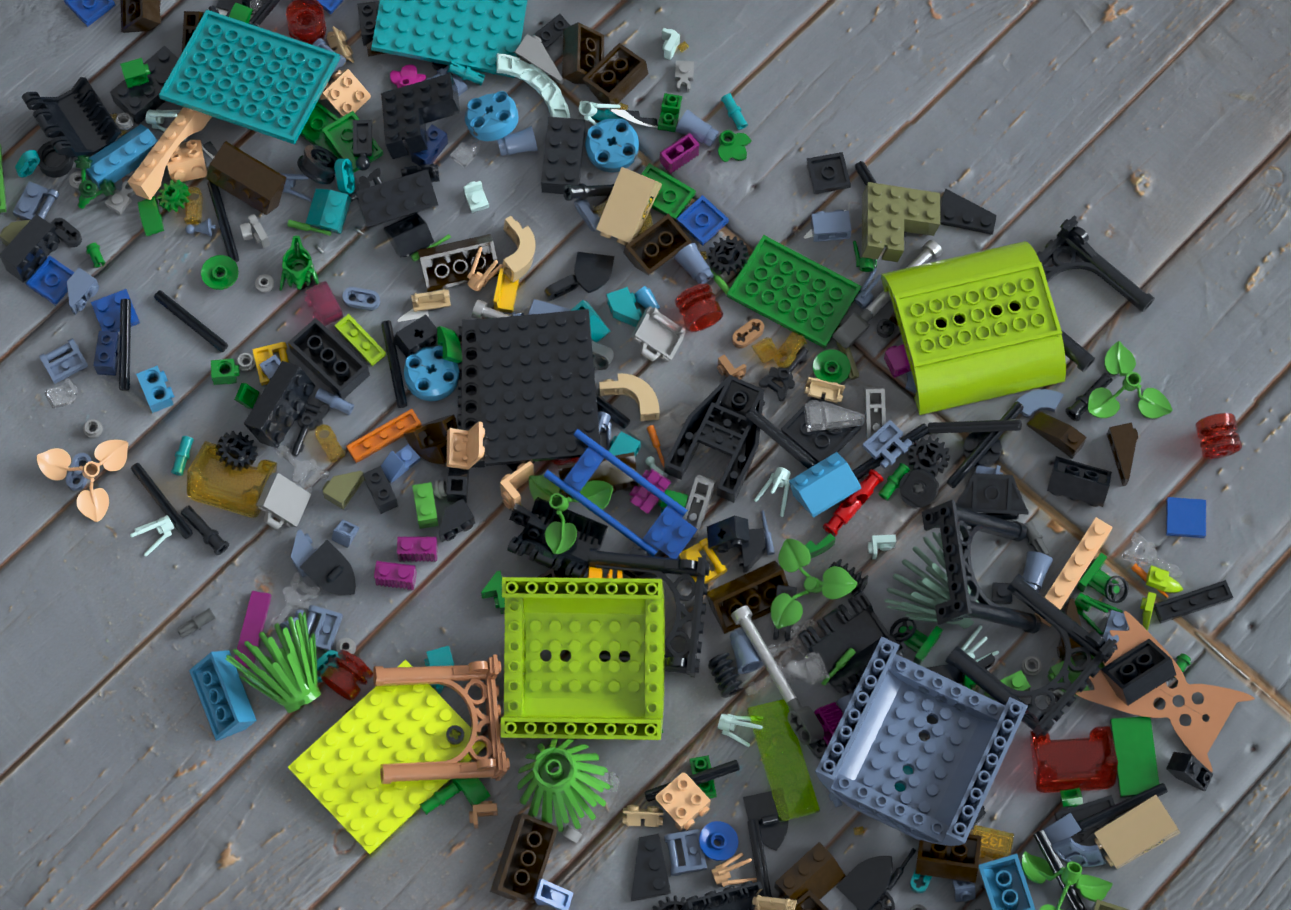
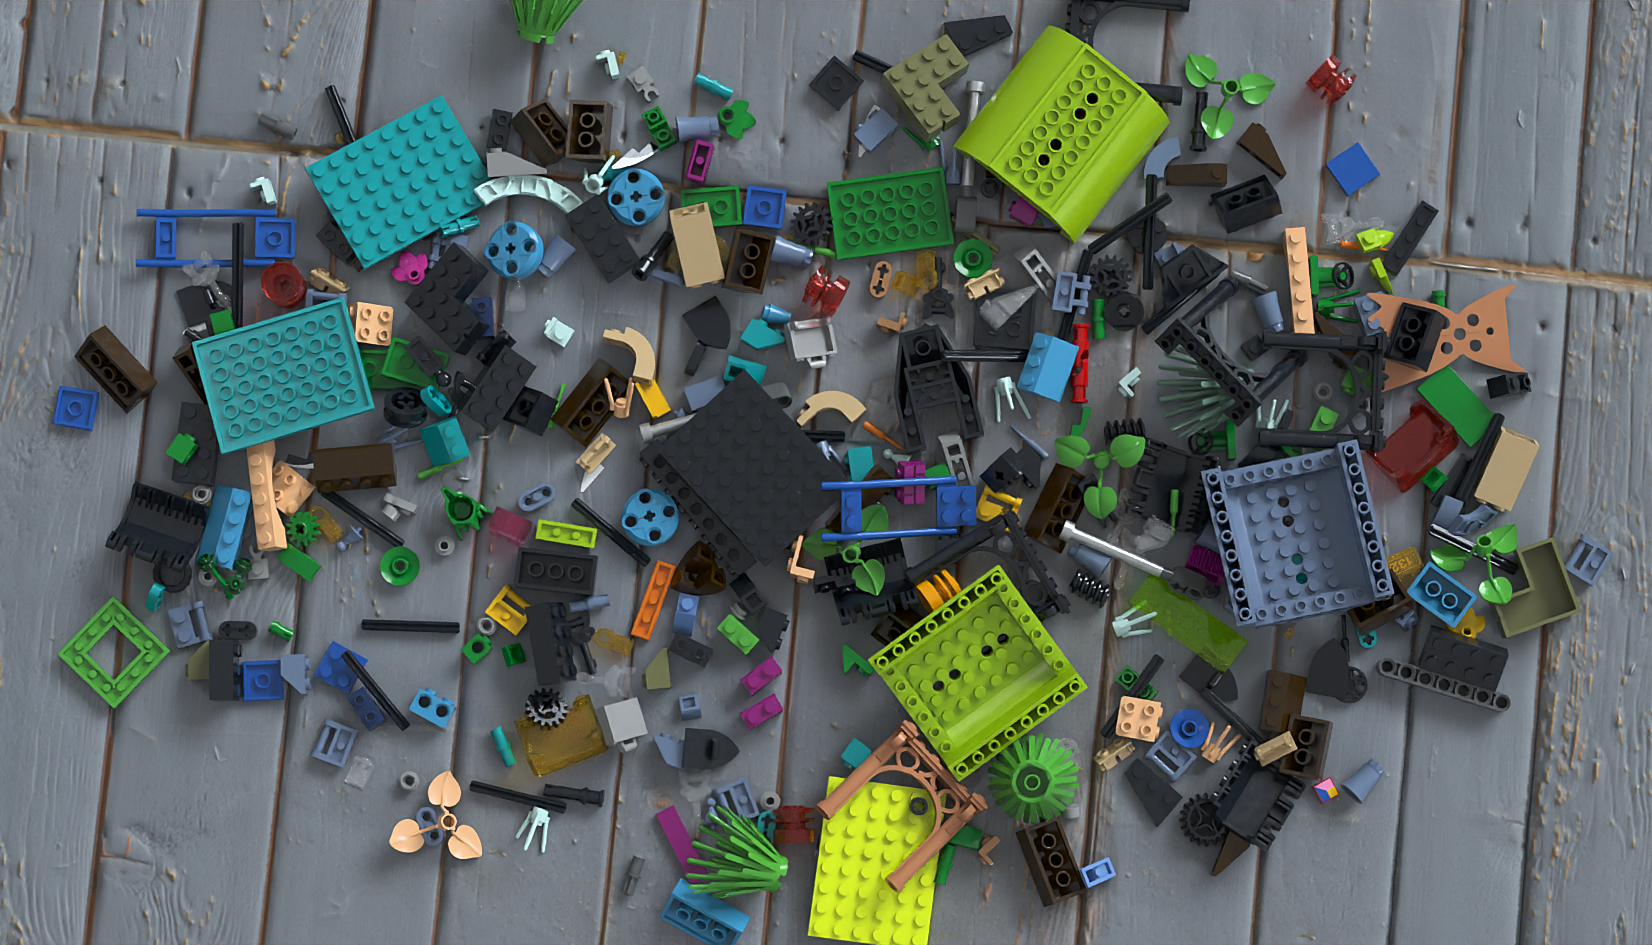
camera: 40 degrees left, 15 degrees up
(157, 117) = (227, 470): light aqua plant -> none
(270, 366) = (516, 616): sand blue plate -> none
(416, 336) = (612, 507): black brick -> none
(450, 343) = (649, 482): green slope -> none
(465, 447) = (736, 563): light nougat bracket -> none

